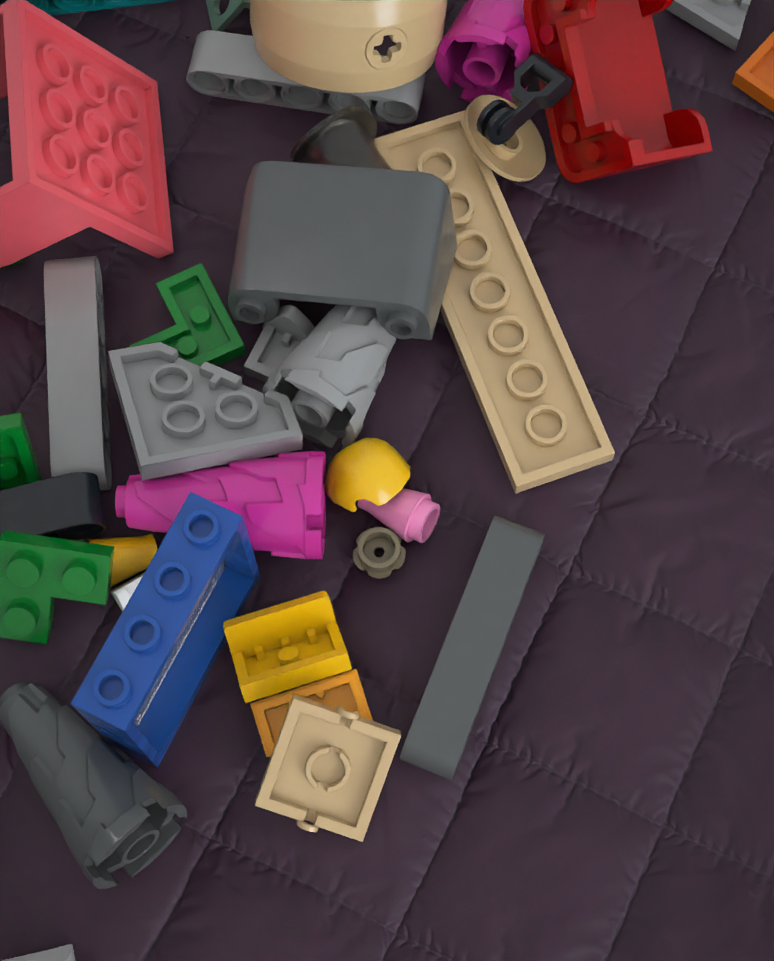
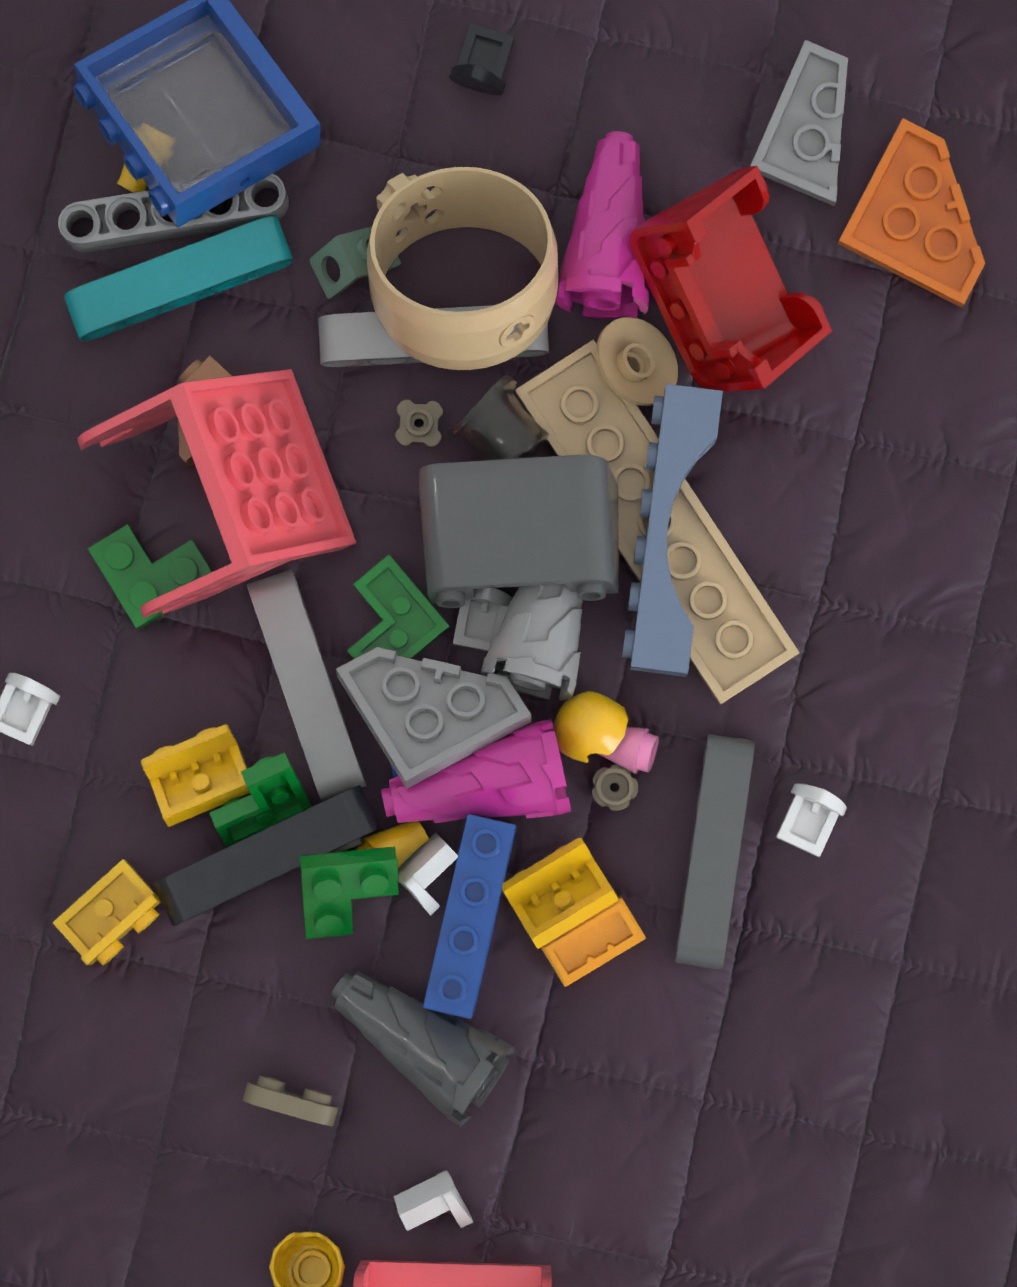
camera: 10 degrees left, 15 degrees up
(263, 142) = (428, 433): none -> dark tan plate
(327, 768) = (619, 986): tan plate -> none
(470, 385) = (662, 628): none -> sand blue arch
(500, 121) = (632, 361): black piece -> none
(592, 634) = (810, 818): none -> white tile

